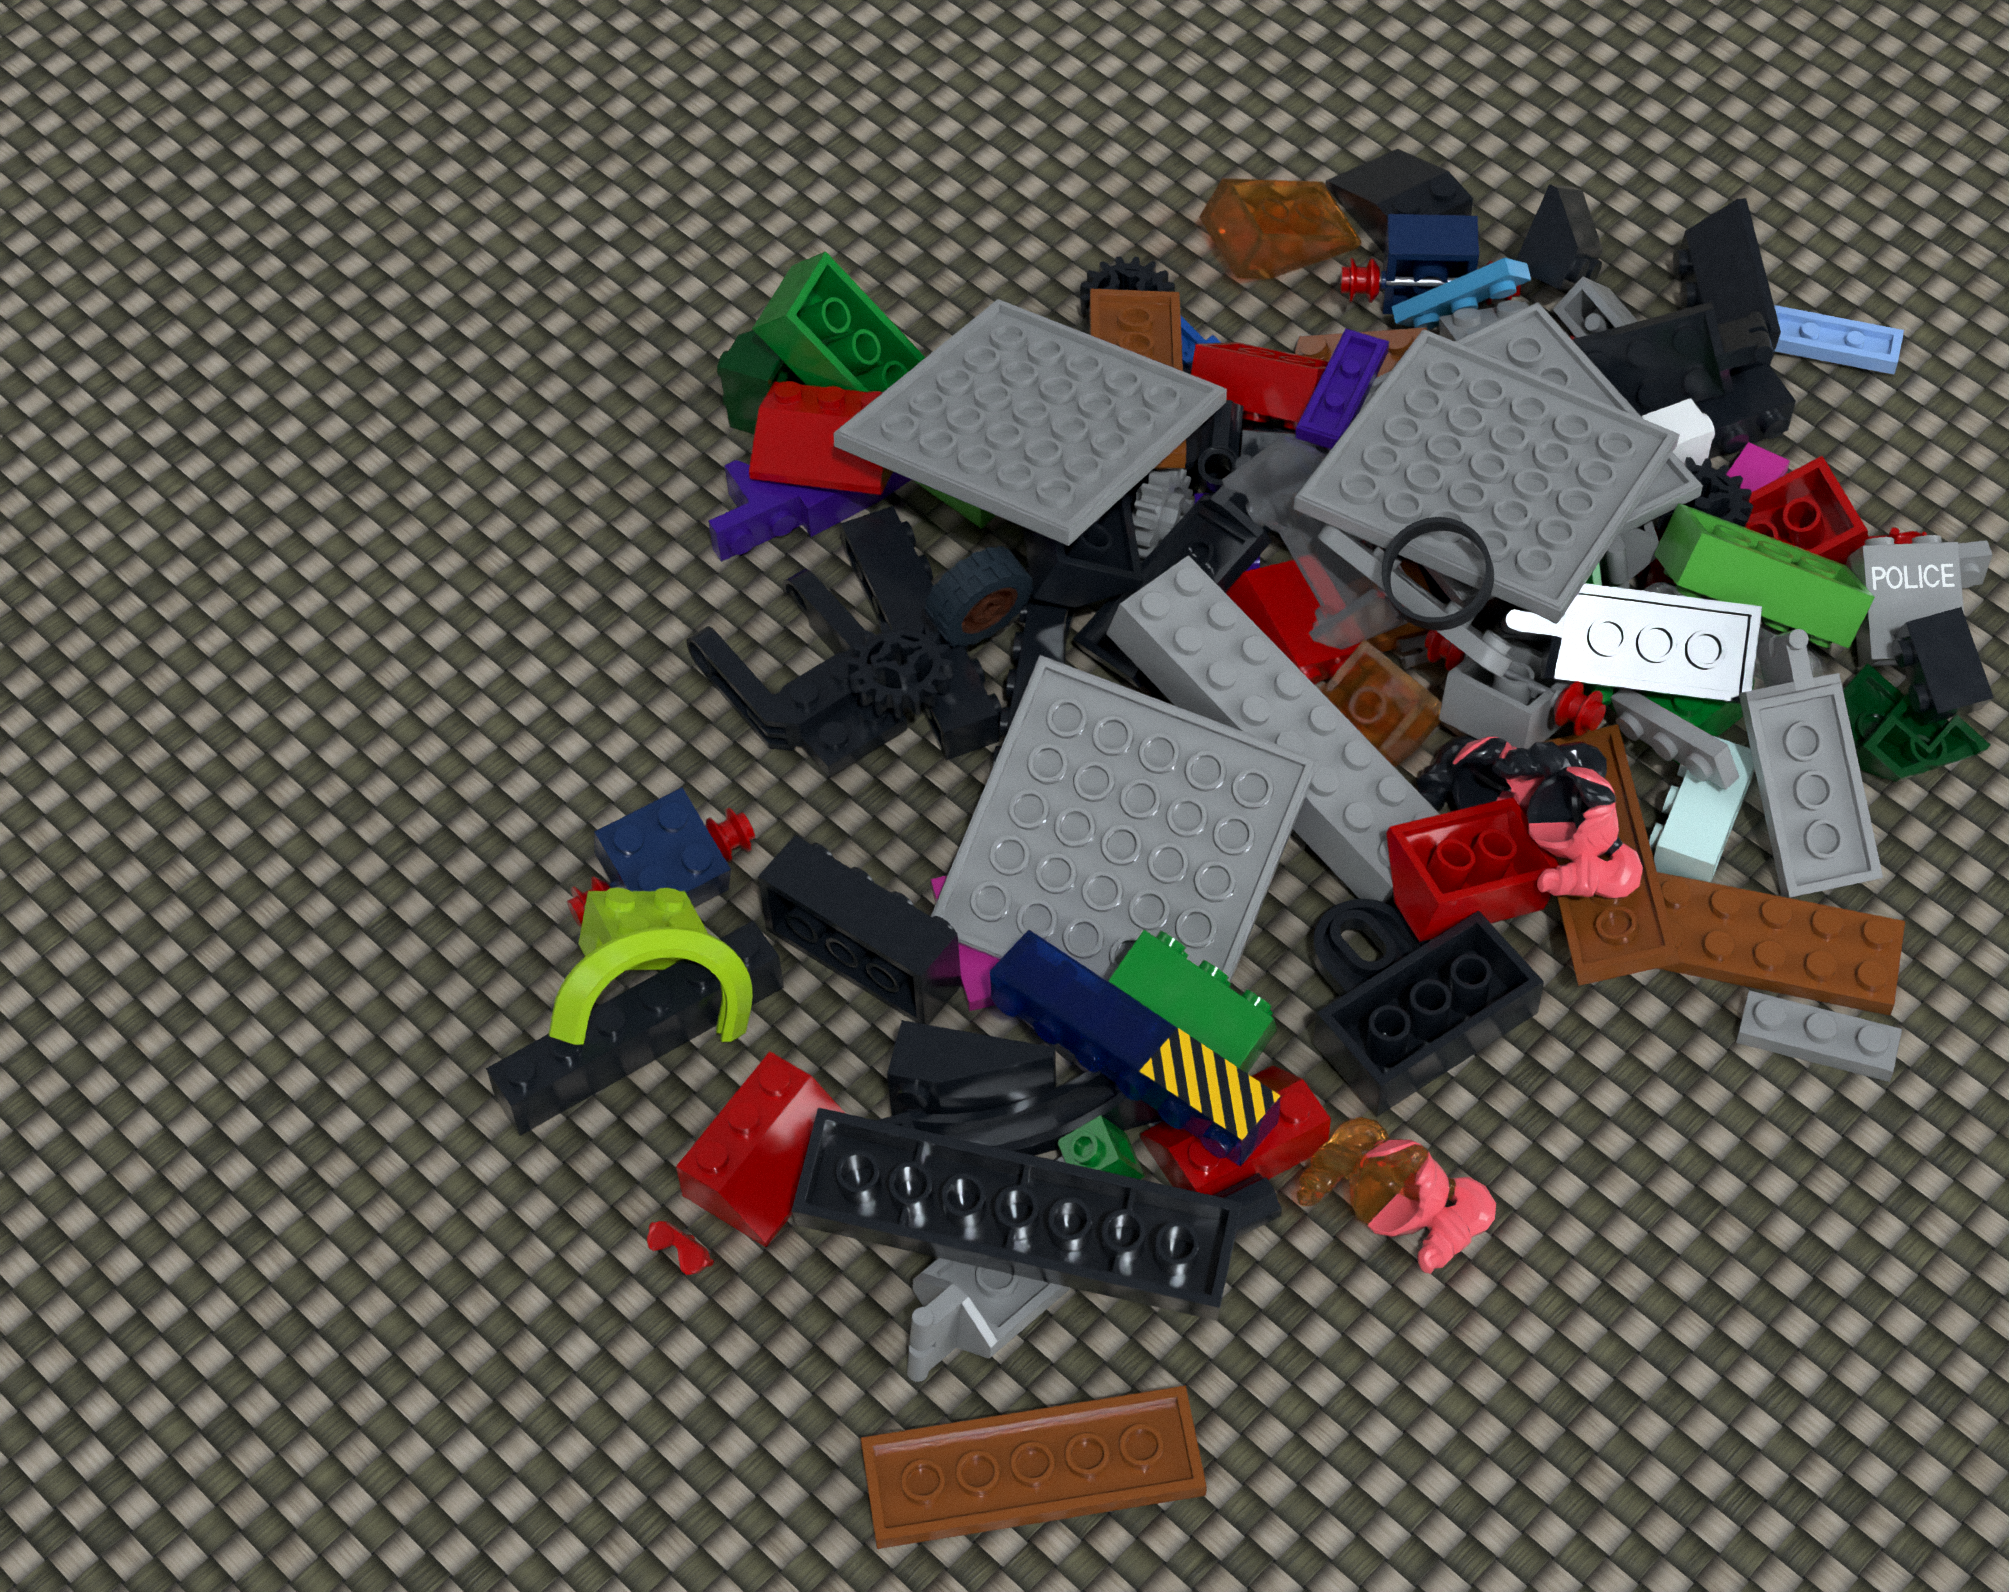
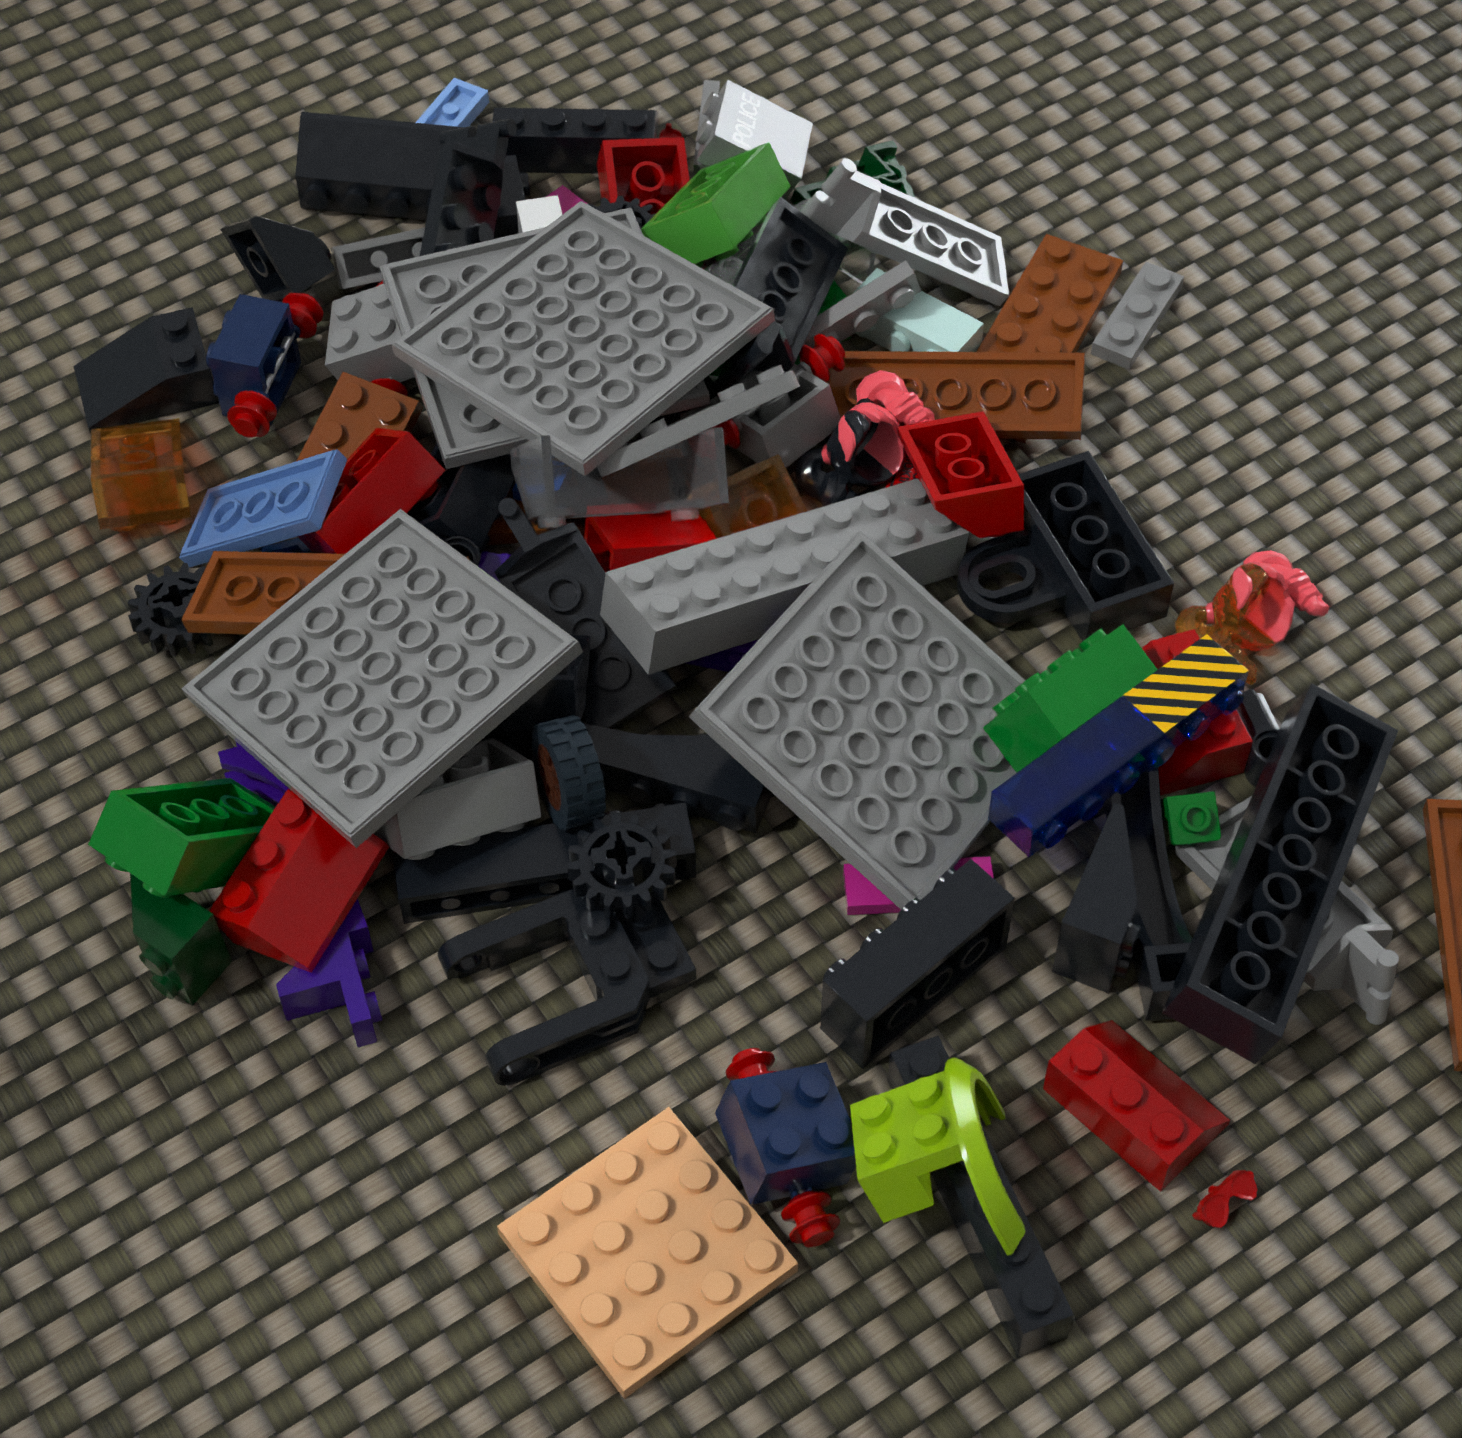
camera: 80 degrees left, 0 degrees up
(541, 790) = (647, 1251): none -> light nougat plate
(933, 526) = (477, 795): none -> light grey brick
(1240, 314) = (264, 507): none -> medium blue tile
(1342, 388) = (437, 421): dark purple tile -> none
(1425, 526) = (732, 343): black tyre -> none
(1491, 281) = (312, 339): dark azure plate -> none
(1574, 819) = (943, 382): hair -> none
(1868, 450) = (571, 138): none -> black slope
(1941, 666) = (830, 131): black brick -> none

